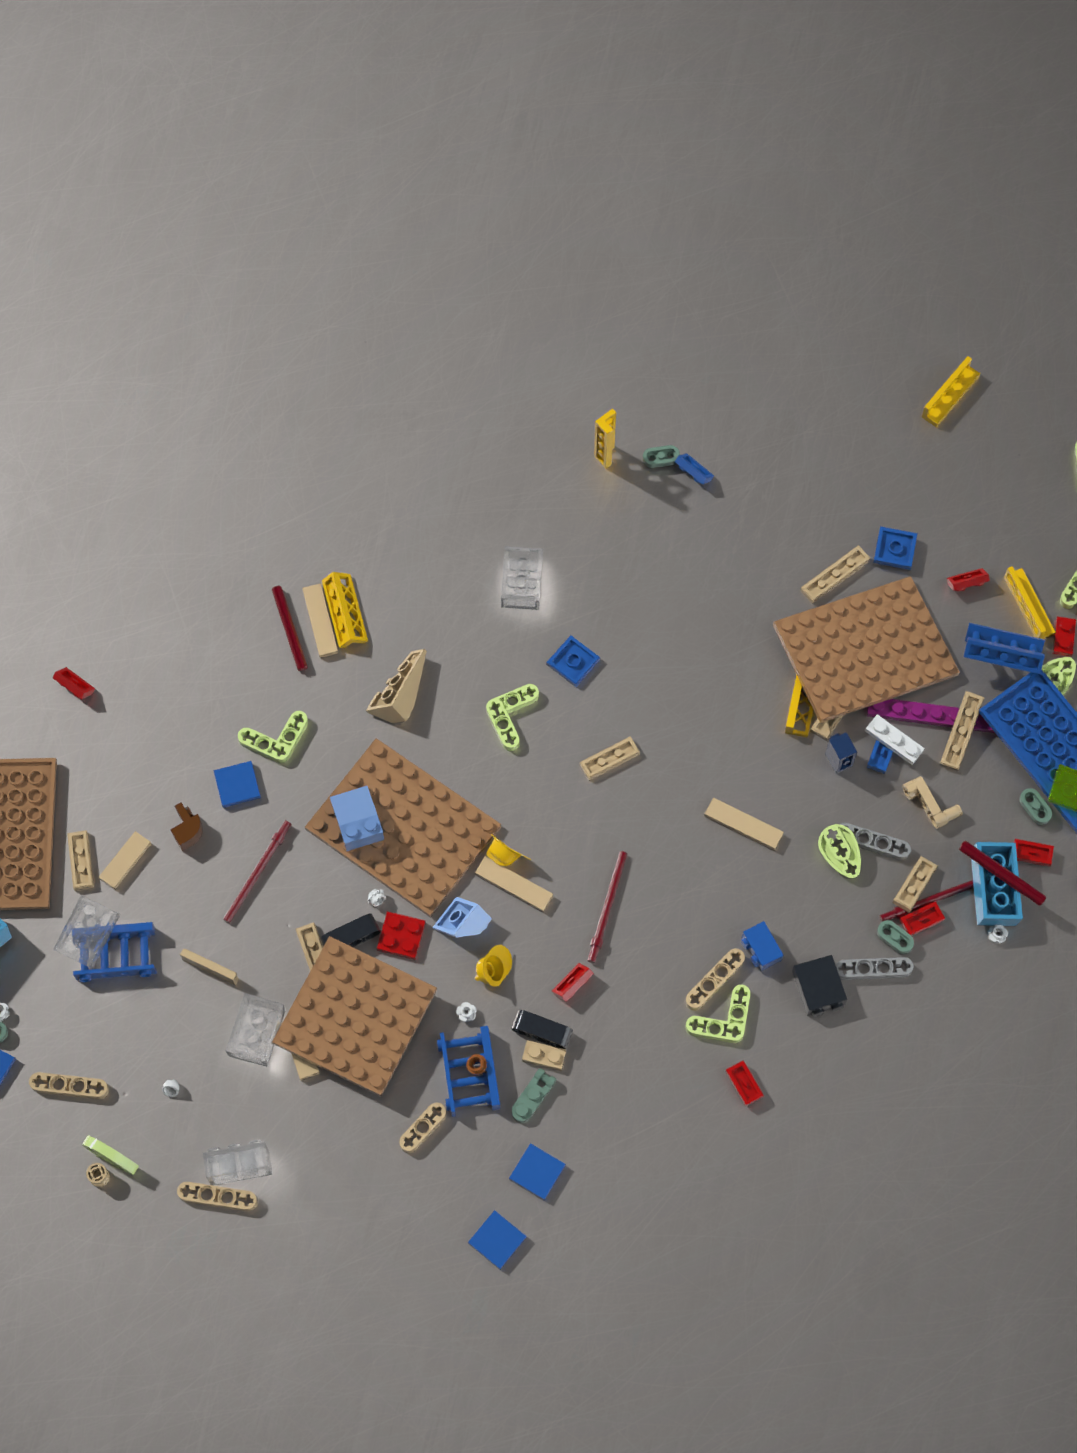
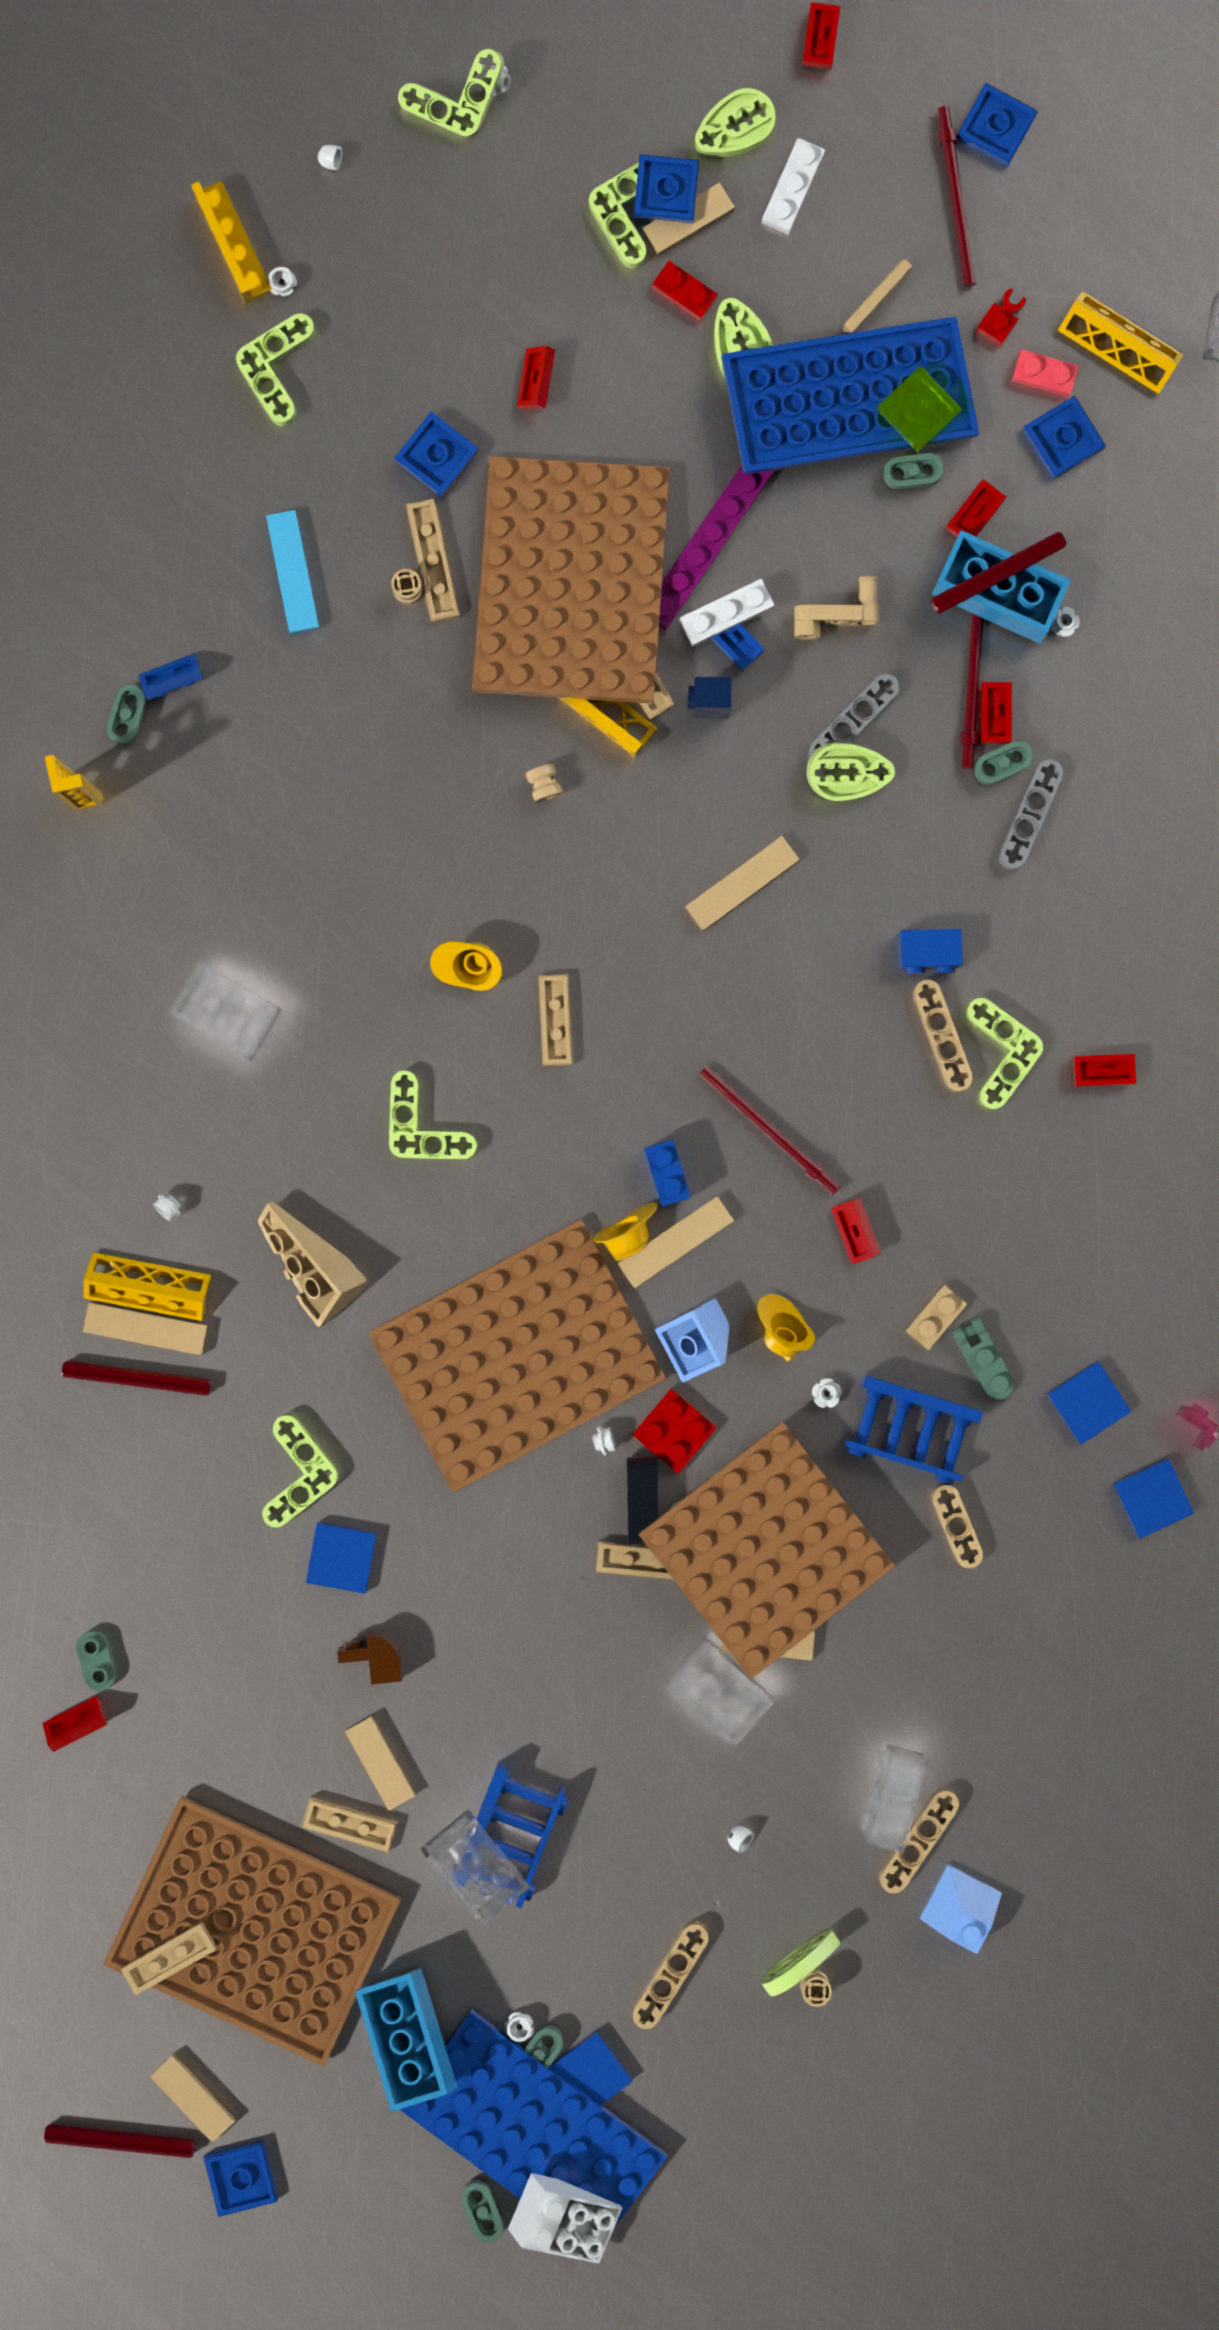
camera: 65 degrees left, 20 degrees up
(116, 679) = (95, 1661): none -> sand green plate
(186, 1242) = (962, 1908): none -> light blue slope
(209, 966) = (595, 1714): tan tile -> none
(277, 840) = (452, 1538): dark red bar -> none
(357, 818) = (478, 1416): medium blue slope -> none
(395, 600) = (167, 1206): none -> white plate
(472, 1060) = (913, 1426): dark orange plate -> none
(542, 1029) = (901, 1303): black beam -> none
(551, 858) = (667, 1173): none -> blue brick
(560, 1241) = (1197, 1417): none -> clear pink bracket
(573, 661) = (384, 999): blue tile -> none
(615, 691) = (466, 965): none -> yellow piece
(742, 688) = (544, 785): none -> tan wheel
(787, 505) = (292, 572): none -> medium azure tile
(809, 568) = (409, 591): none -> tan wheel
(819, 986) = (1022, 900): black brick -> none
(897, 439) = (266, 358): none -> yellowish green beam
(915, 884) = (943, 696): tan tile -> none
(946, 424) = (278, 274): none -> white plate
(961, 730) = (757, 511): tan tile -> none
(1004, 648) = (685, 396): blue fence -> none
(1026, 421) = (330, 157): none -> white hinge
(1029, 603) = (613, 312): yellow fence -> none

